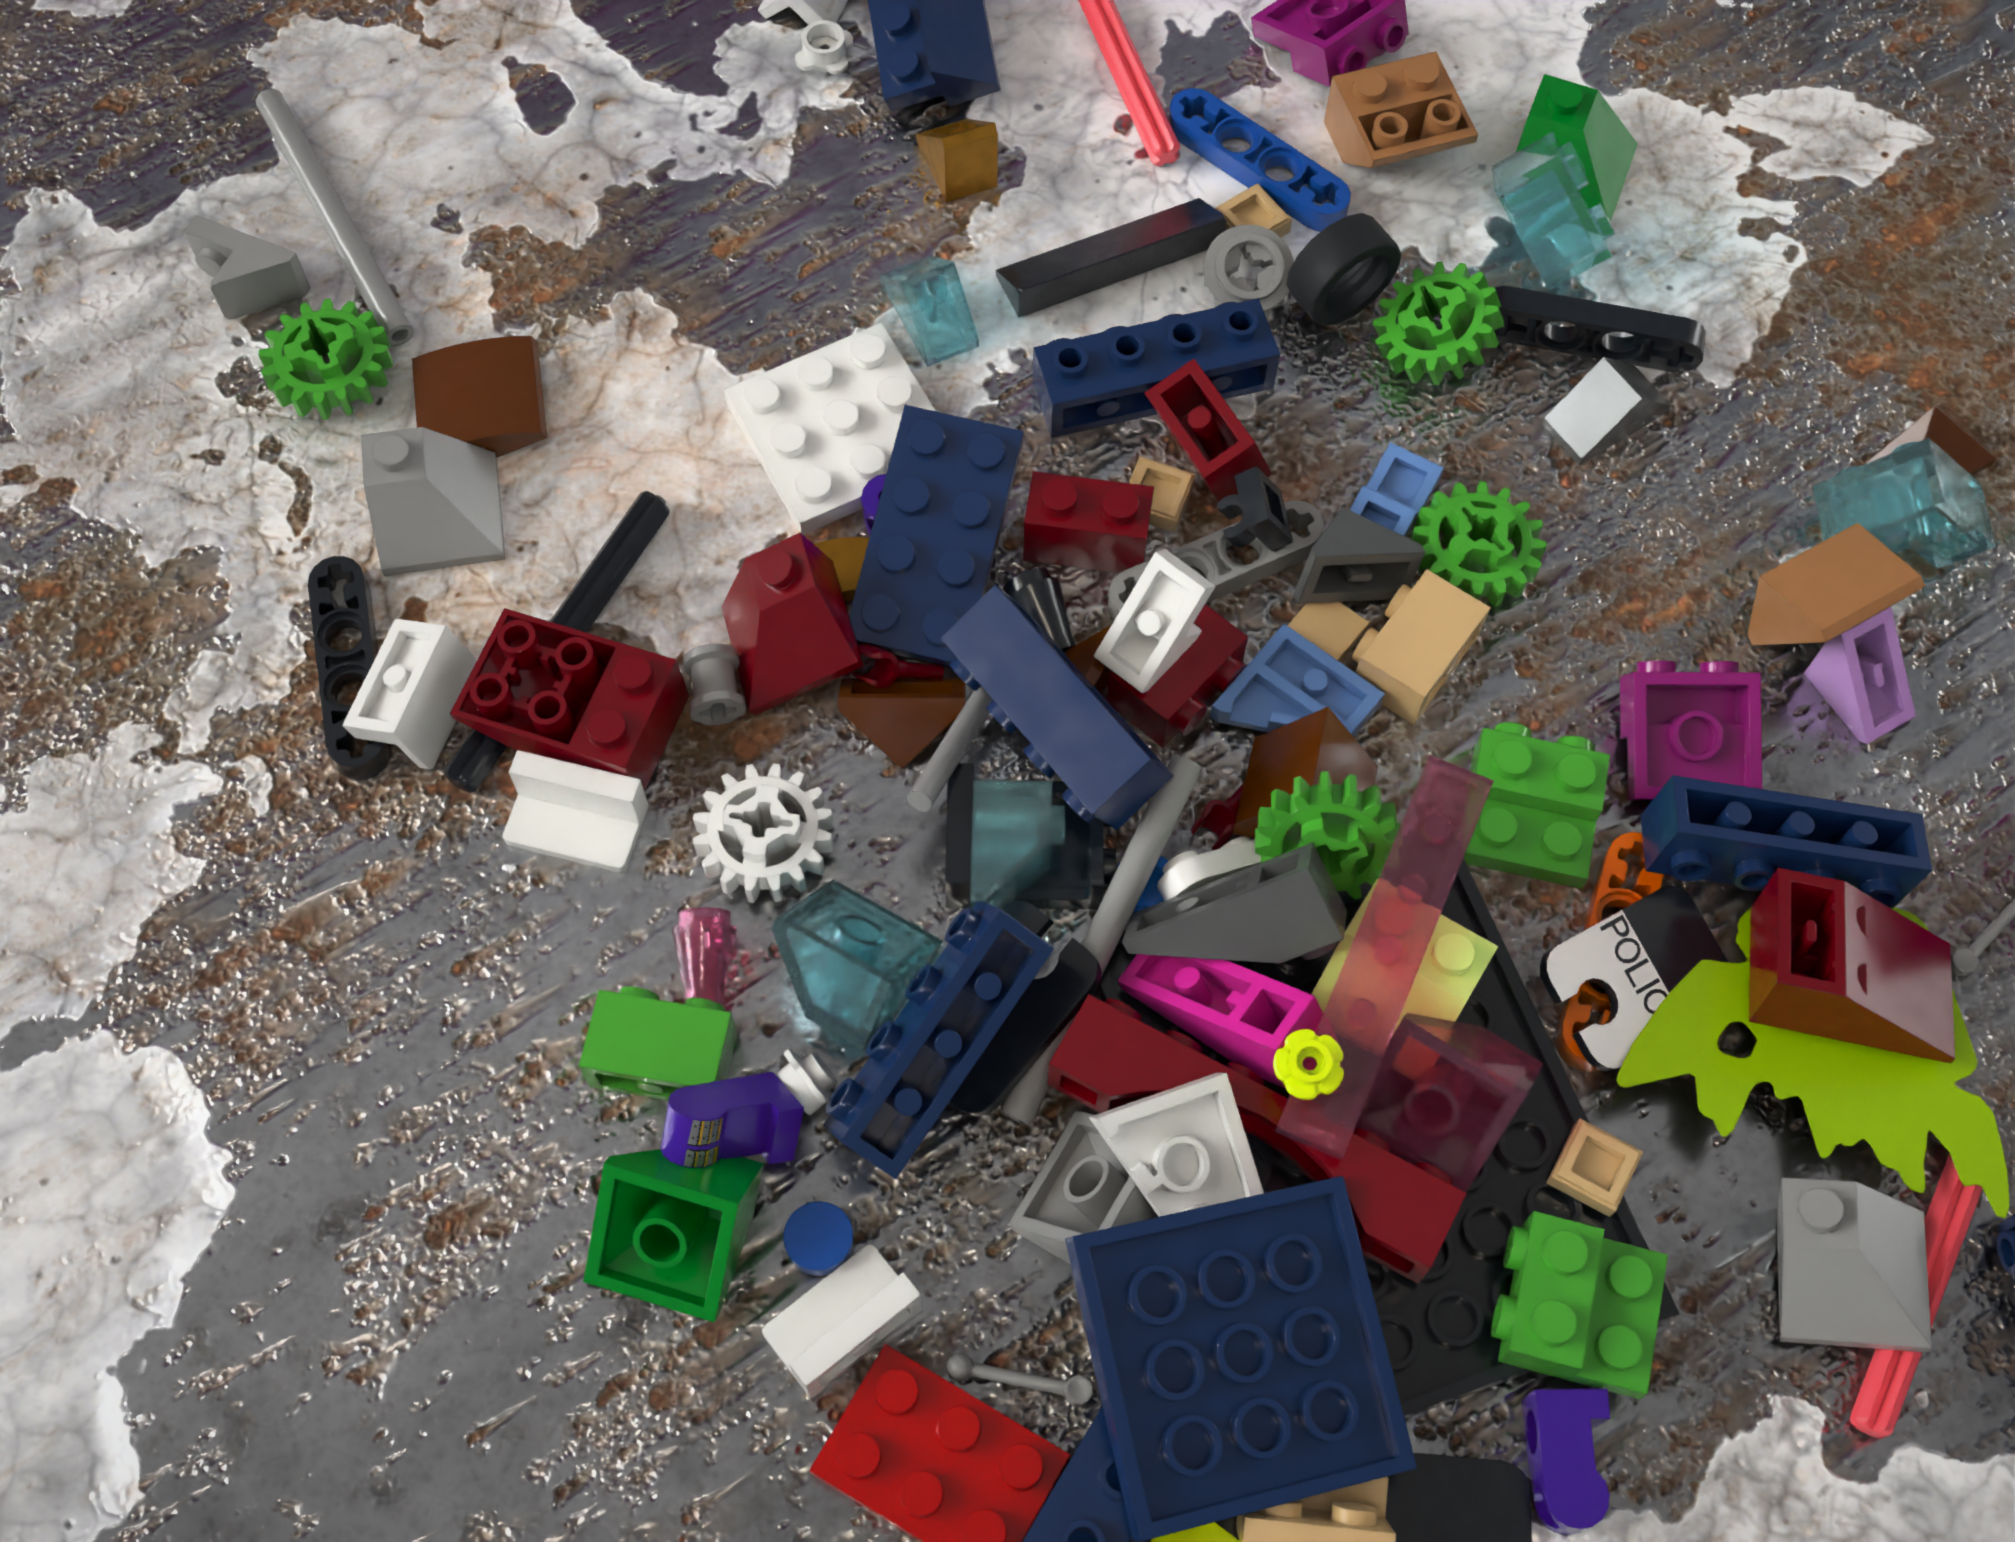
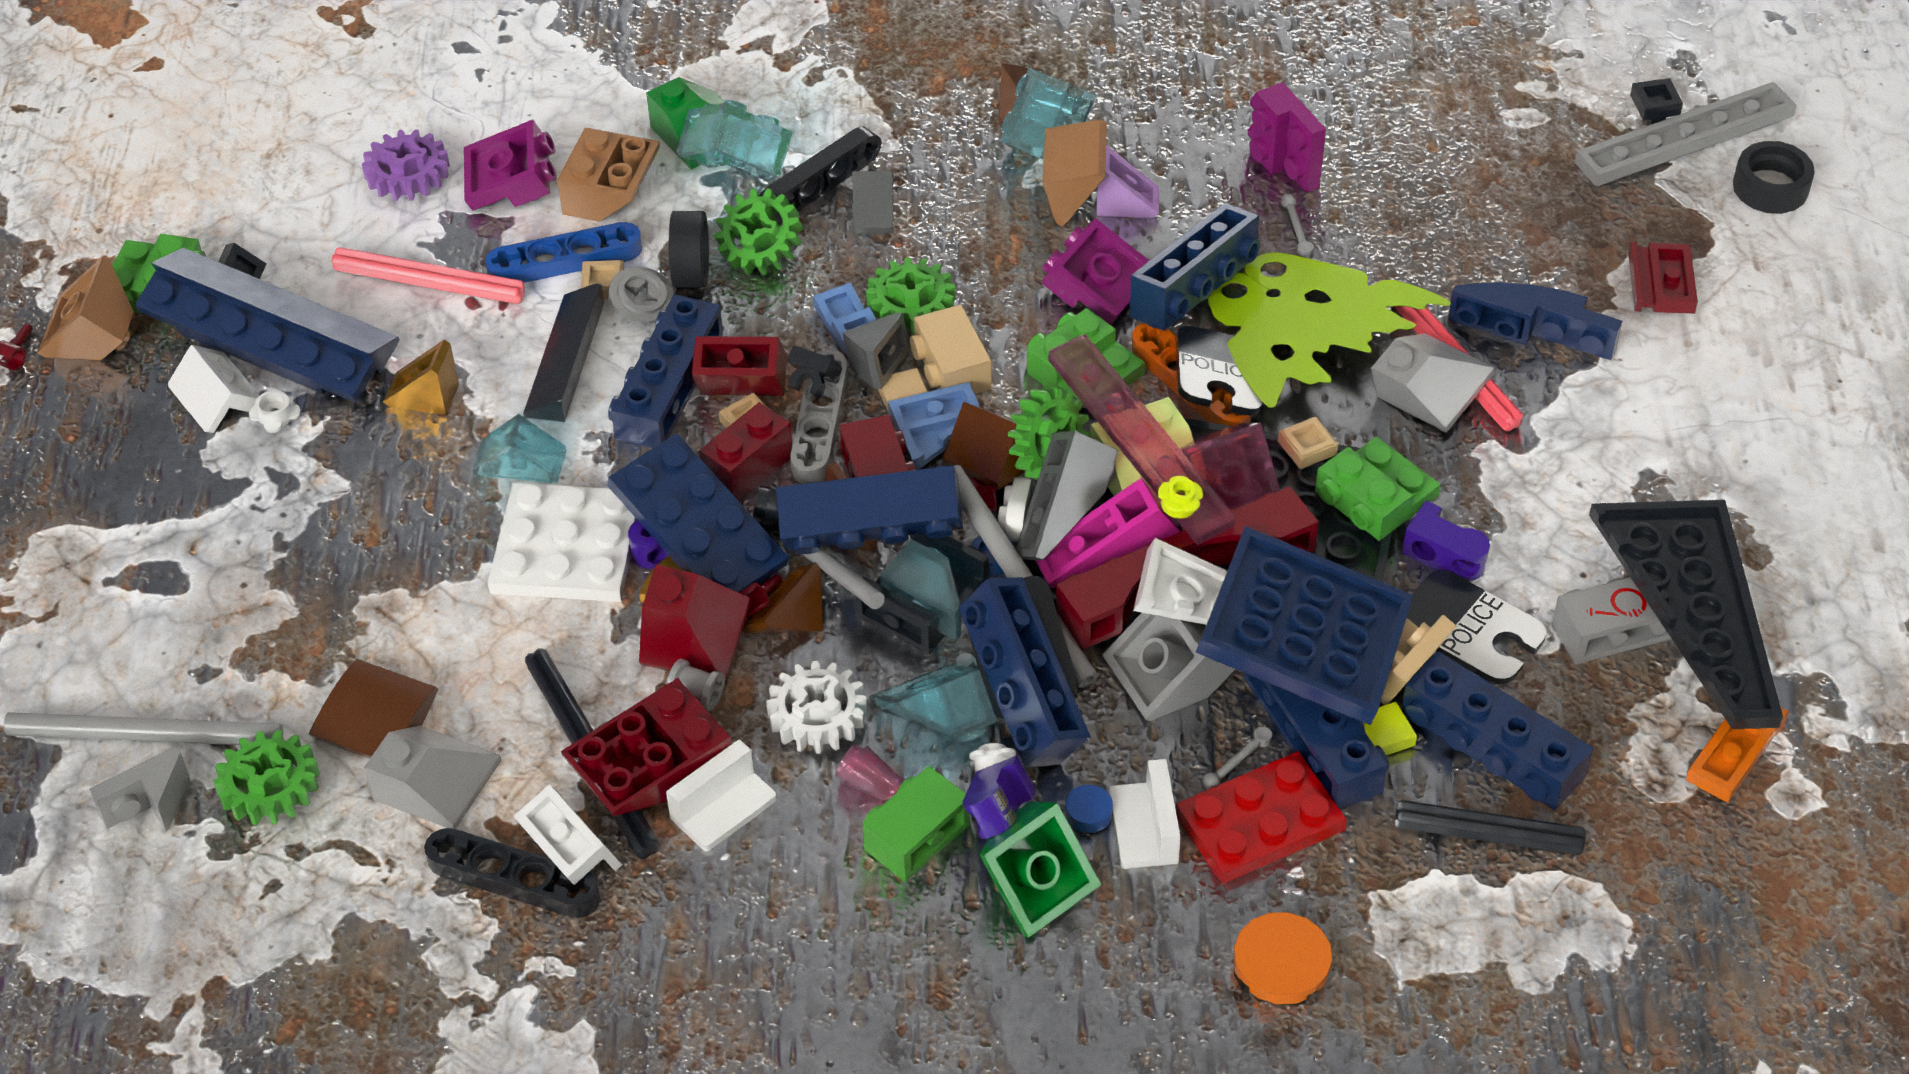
camera: 55 degrees left, 15 degrees down
(1155, 621) = (854, 435): white slope -> none
(1848, 968) = (1276, 285): dark red slope -> none

